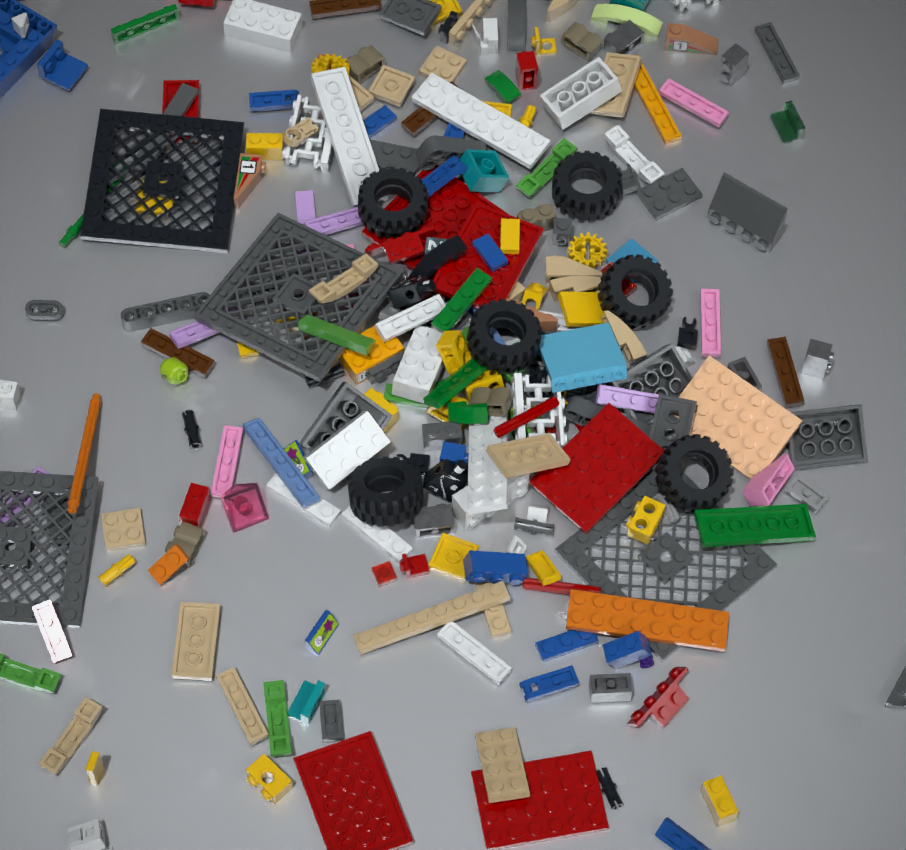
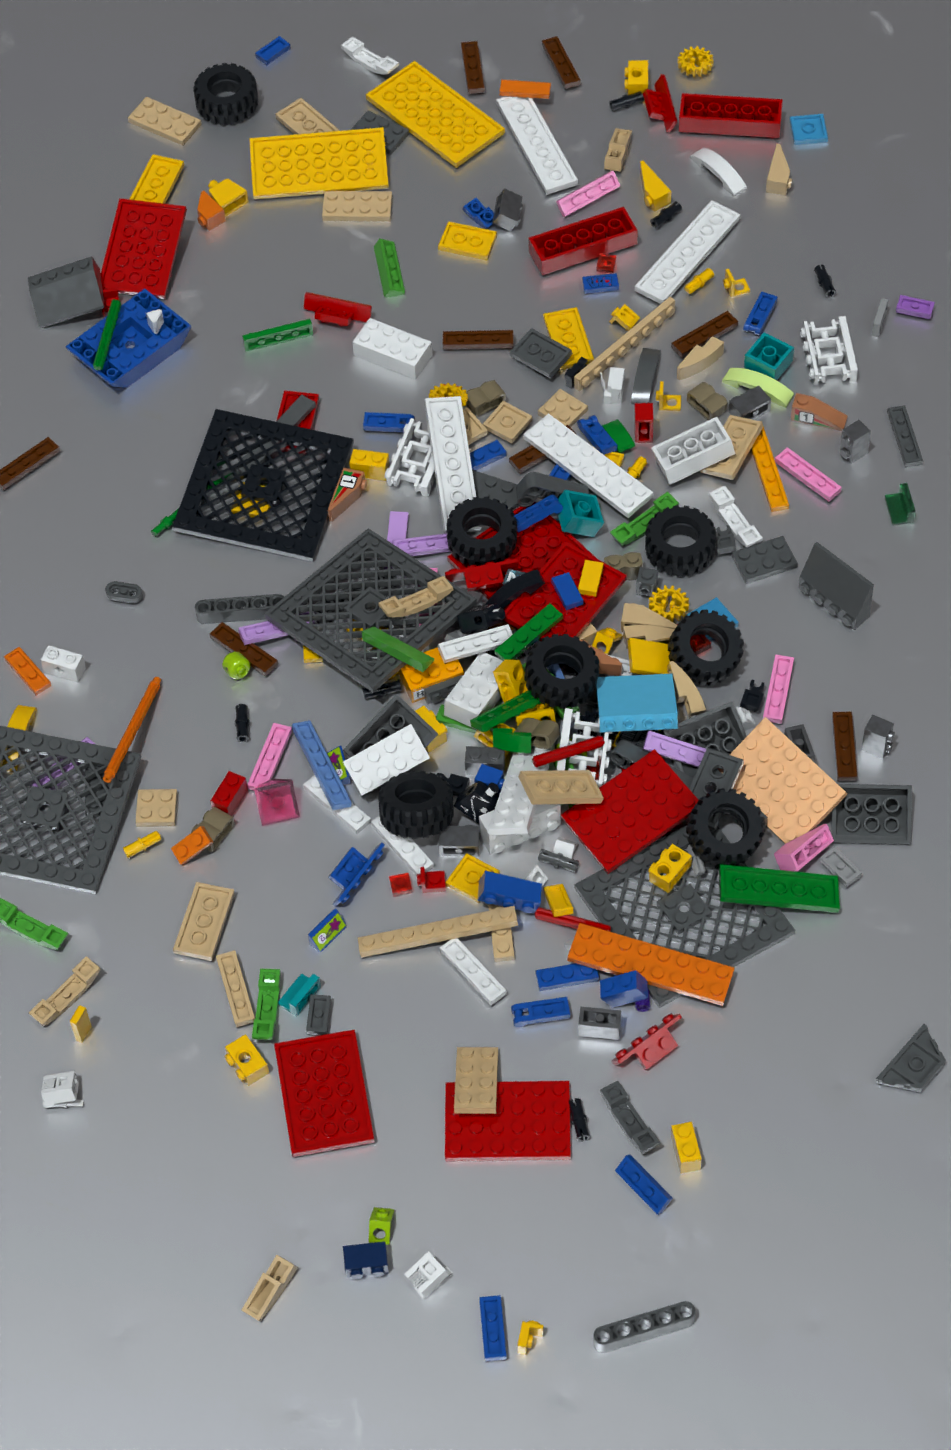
camera: 15 degrees right, 5 degrees down
(52, 631) = (67, 892): plate -> none
(60, 67) = (187, 366): blue bracket -> none
(302, 131) = (407, 453): tan piece -> none
(332, 567) = (350, 869): none -> blue bracket
(482, 88) = (597, 435): none -> blue plate
(657, 781) = (628, 1118): none -> dark grey slope

